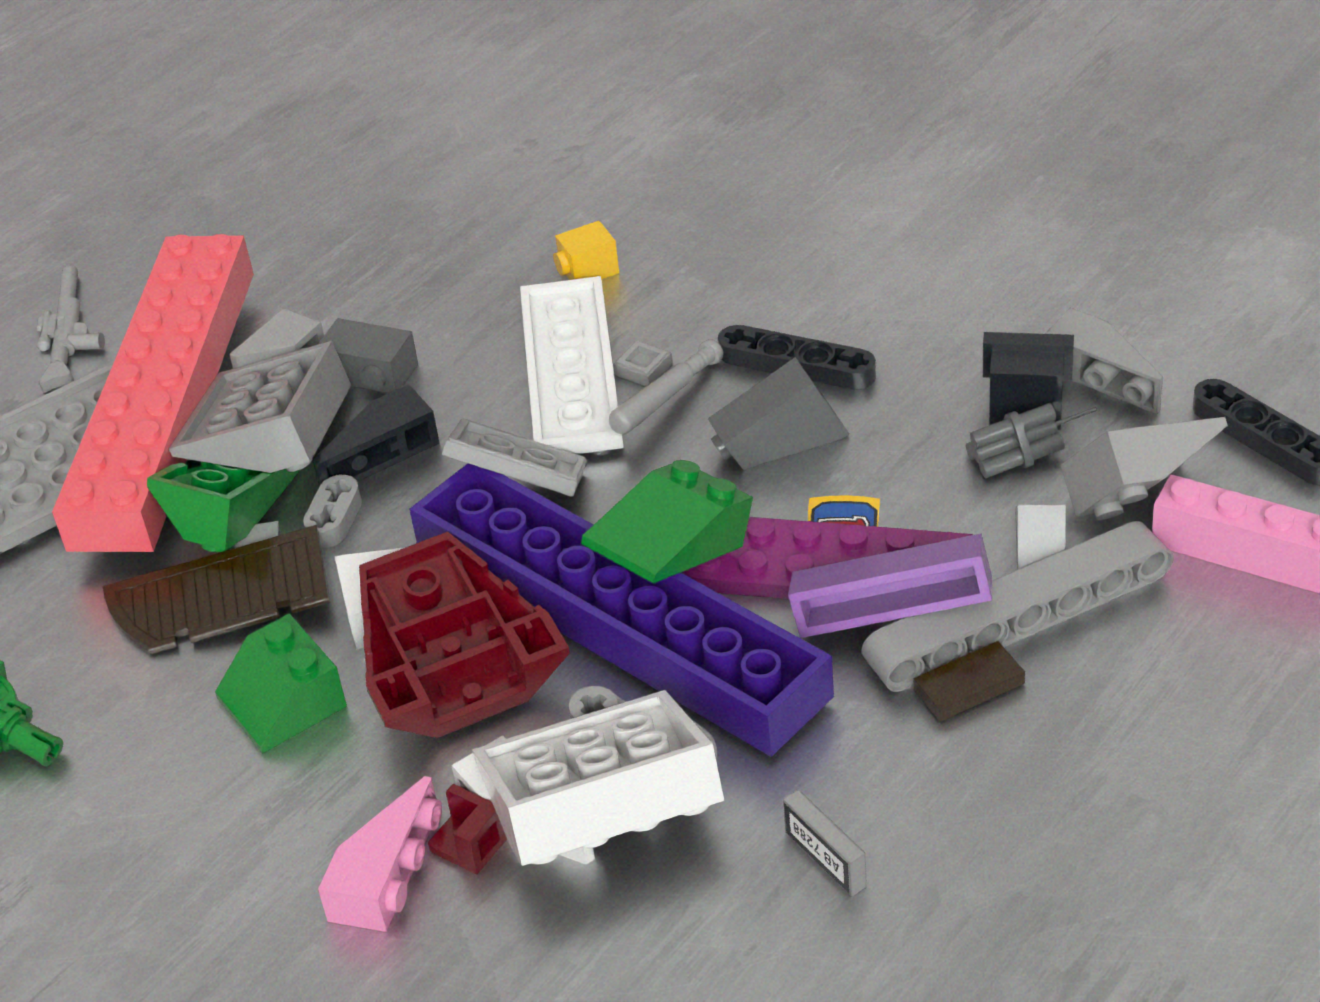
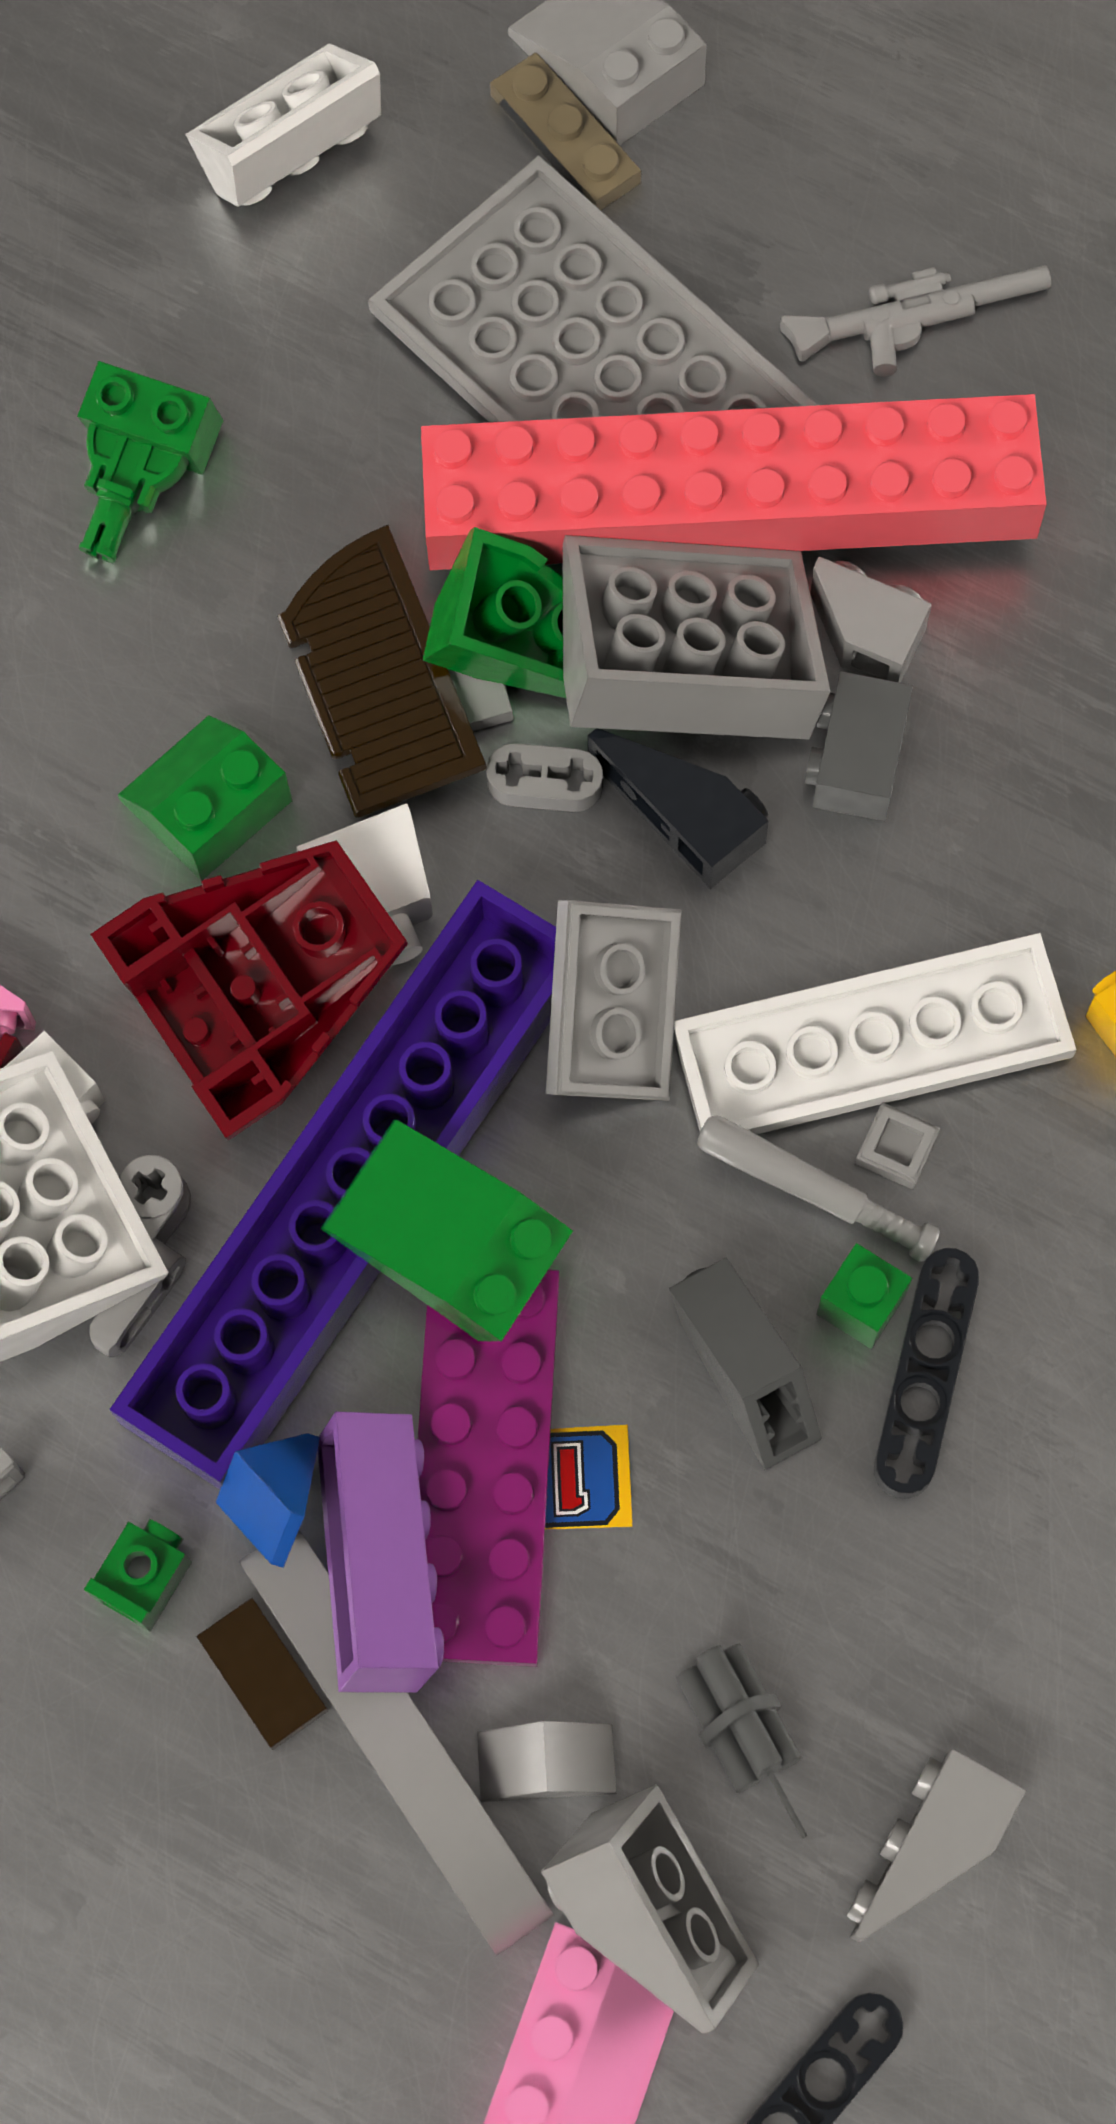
camera: 80 degrees right, 30 degrees up
(741, 365) = (863, 1295): none -> green brick
(851, 629) = (269, 1493): none -> blue slope
(890, 739) = (145, 1597): none -> green brick
(1026, 371) = (856, 1726): black plate -> none

